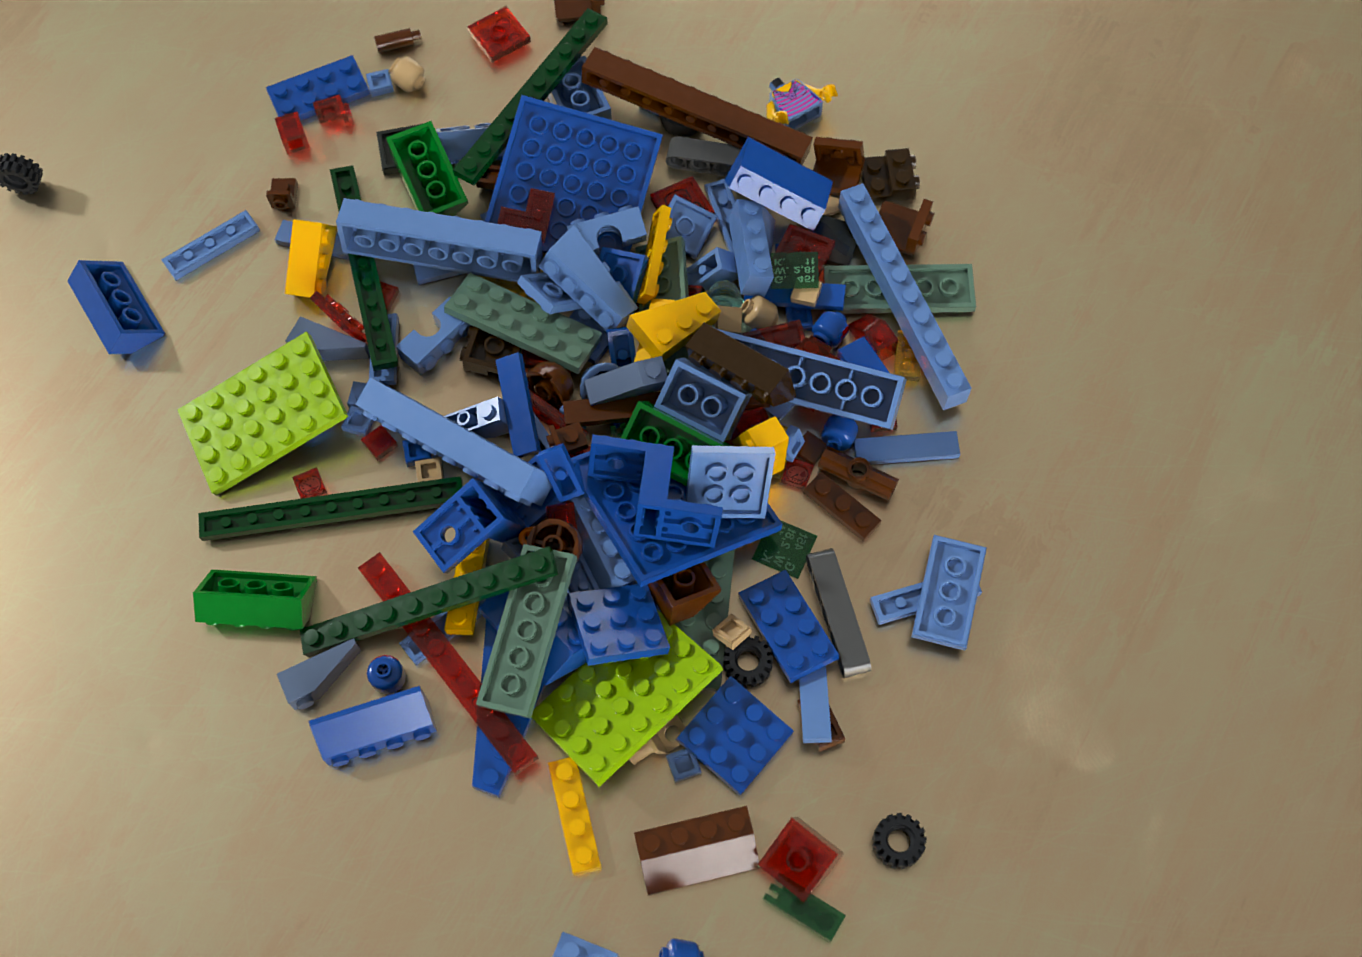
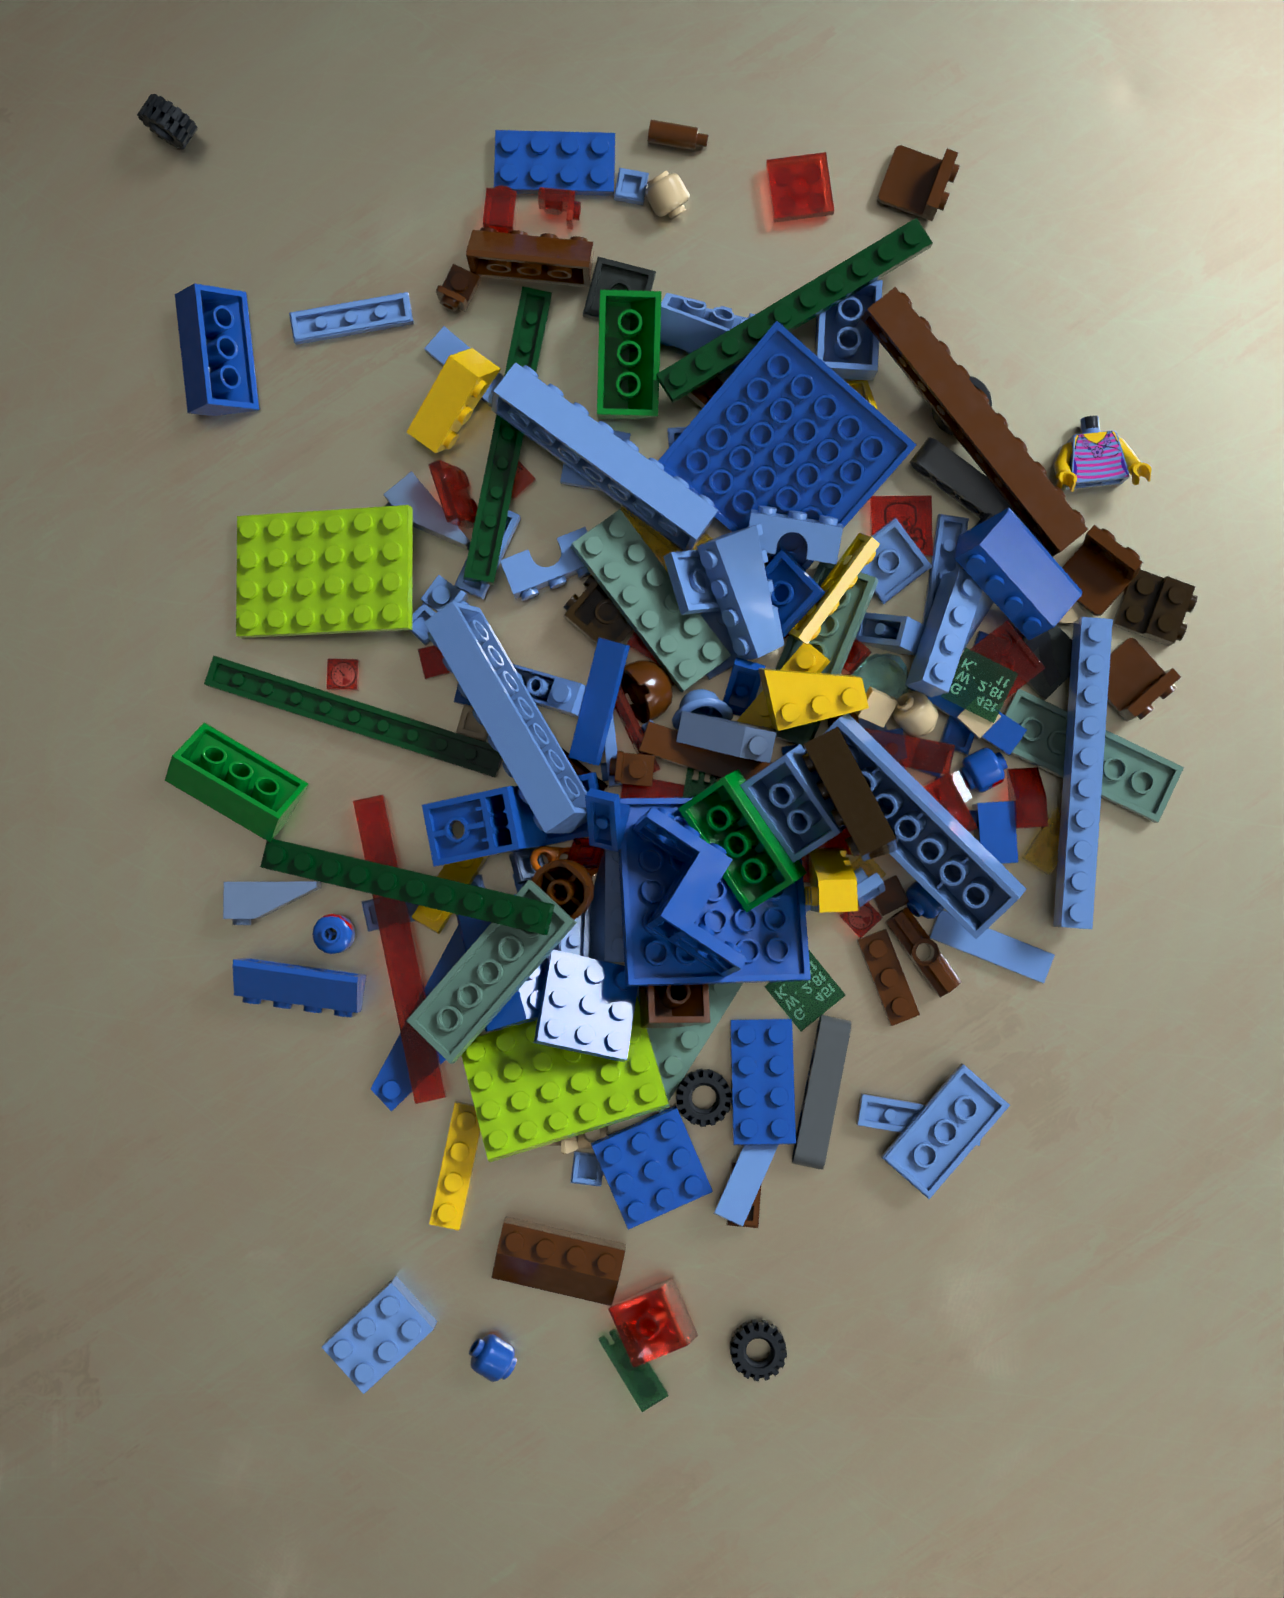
camera: 20 degrees right, 20 degrees up
(328, 150) = (530, 257): none -> reddish brown slope
(537, 213) = (716, 483): clear red plate -> none
(731, 479) = (772, 922): medium blue plate -> none
(732, 631) = (701, 1064): tan tile -> none

